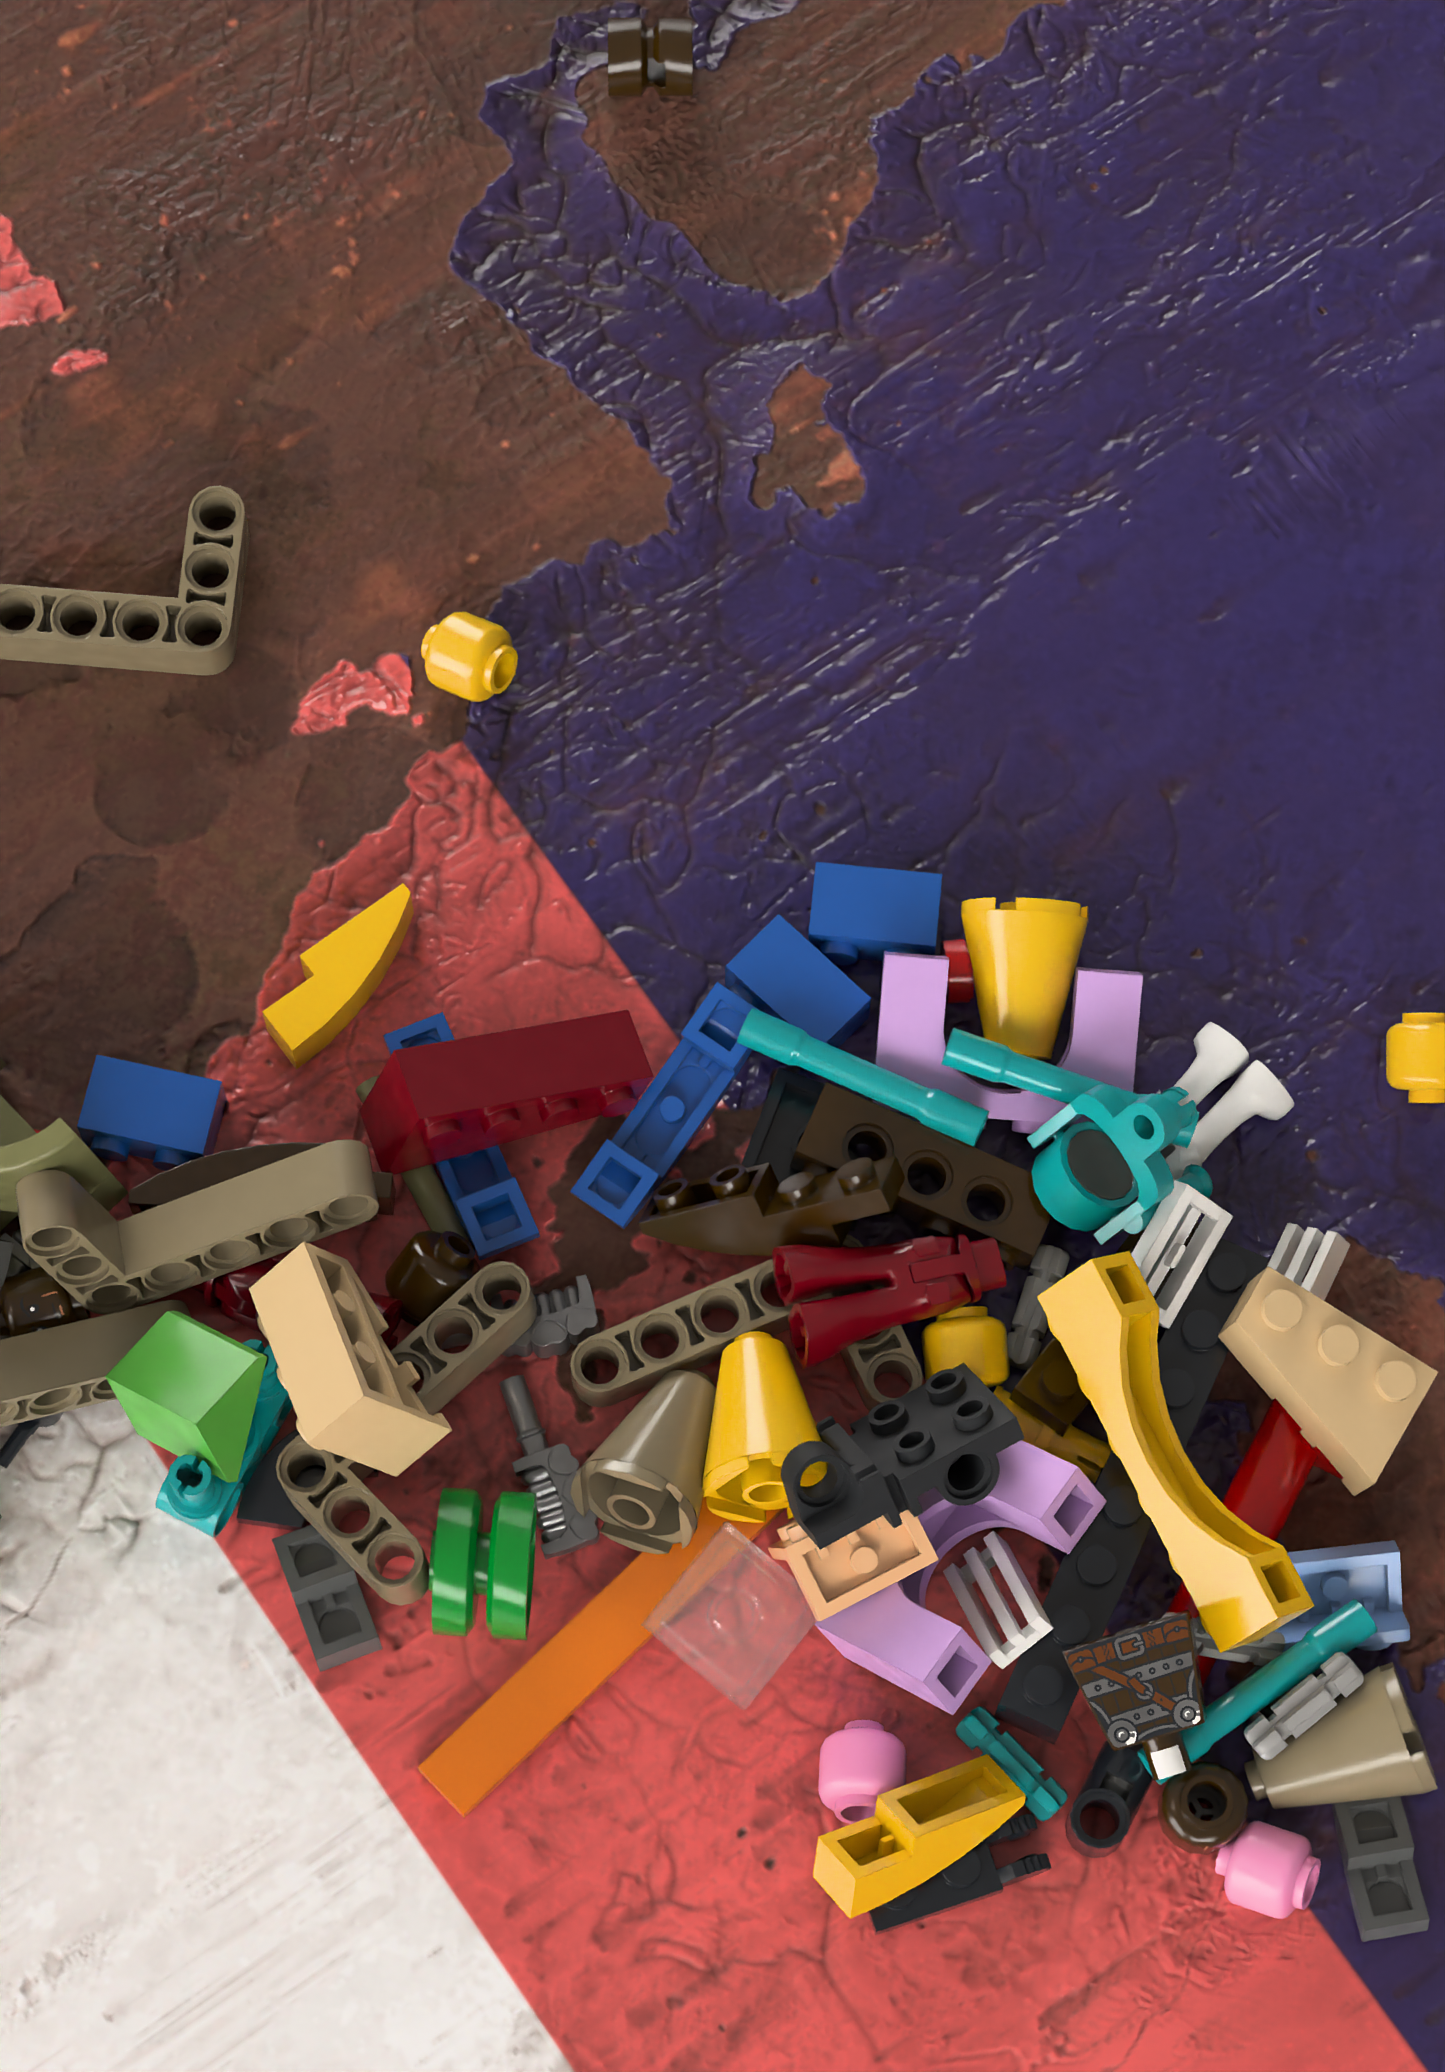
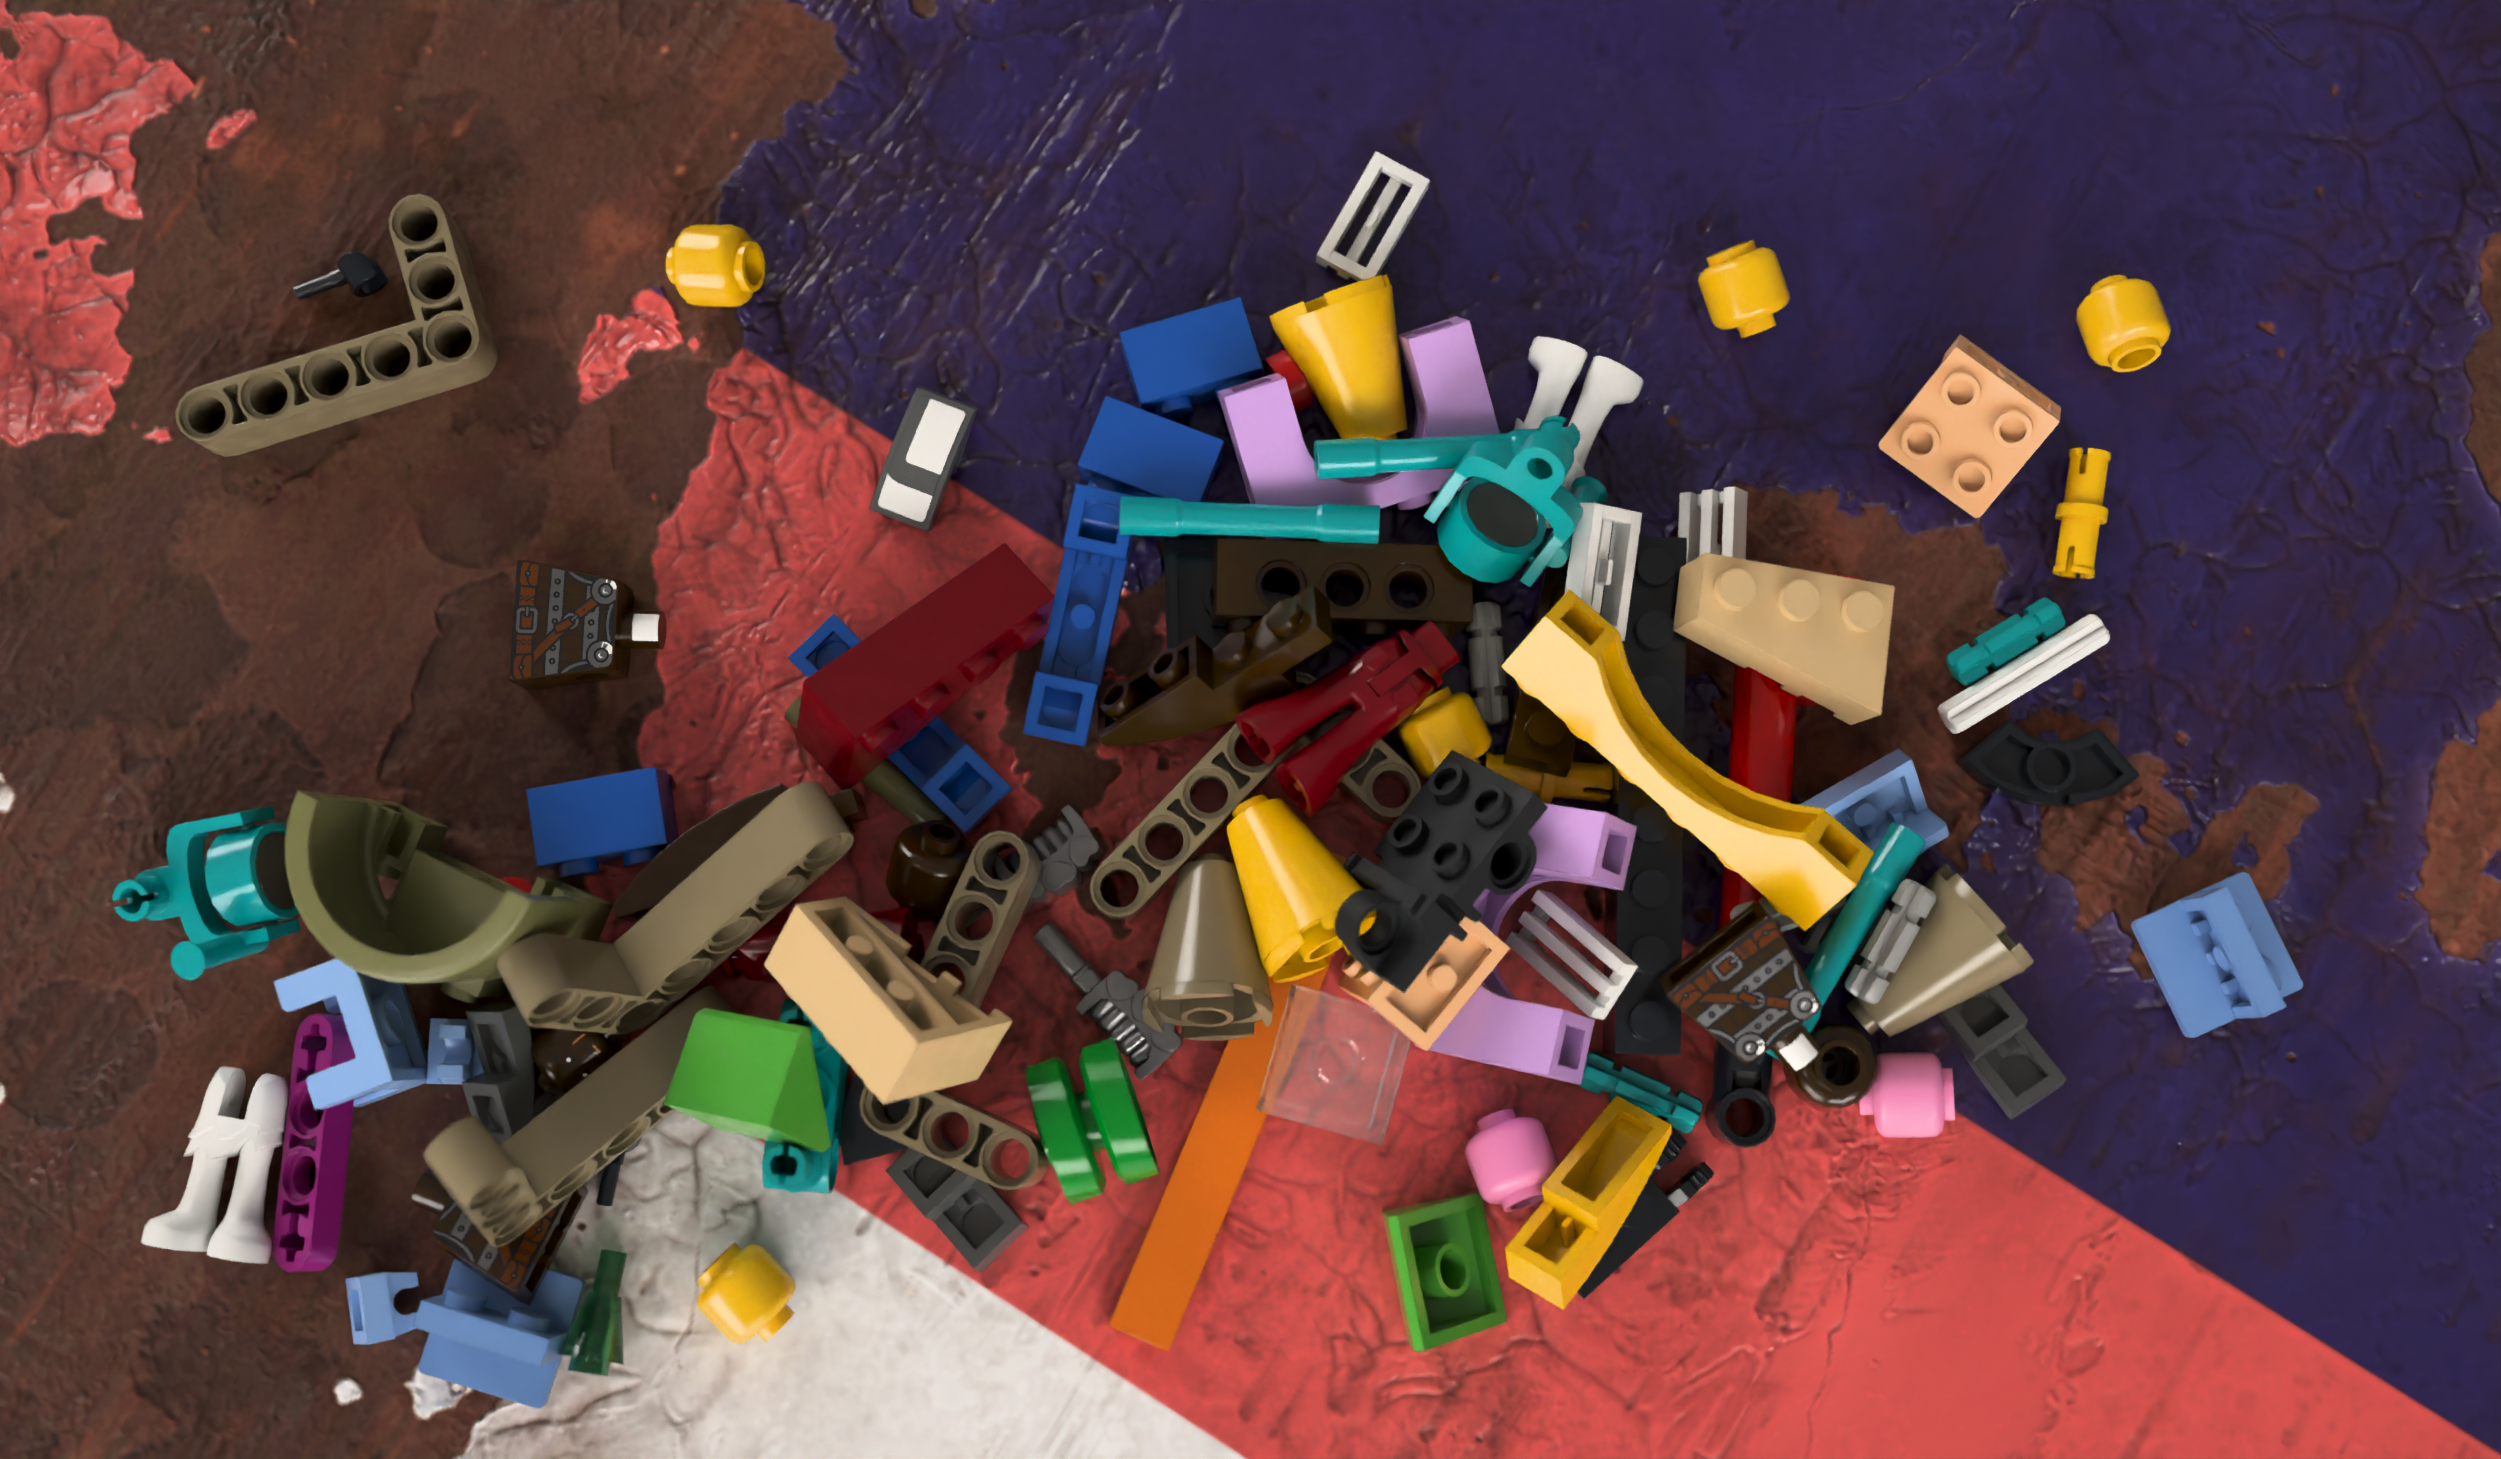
camera: 25 degrees left, 10 degrees up
(98, 1593) = (746, 1293): none -> yellow head
(139, 531) = (354, 269): none -> black hand
(201, 931) = (575, 627): none -> torso
(340, 977) = (727, 618): yellow slope -> none
(585, 905) = (923, 458): none -> slope
(756, 1846) = (1444, 1270): none -> bright green slope
(1061, 889) = (1348, 265): none -> white tile

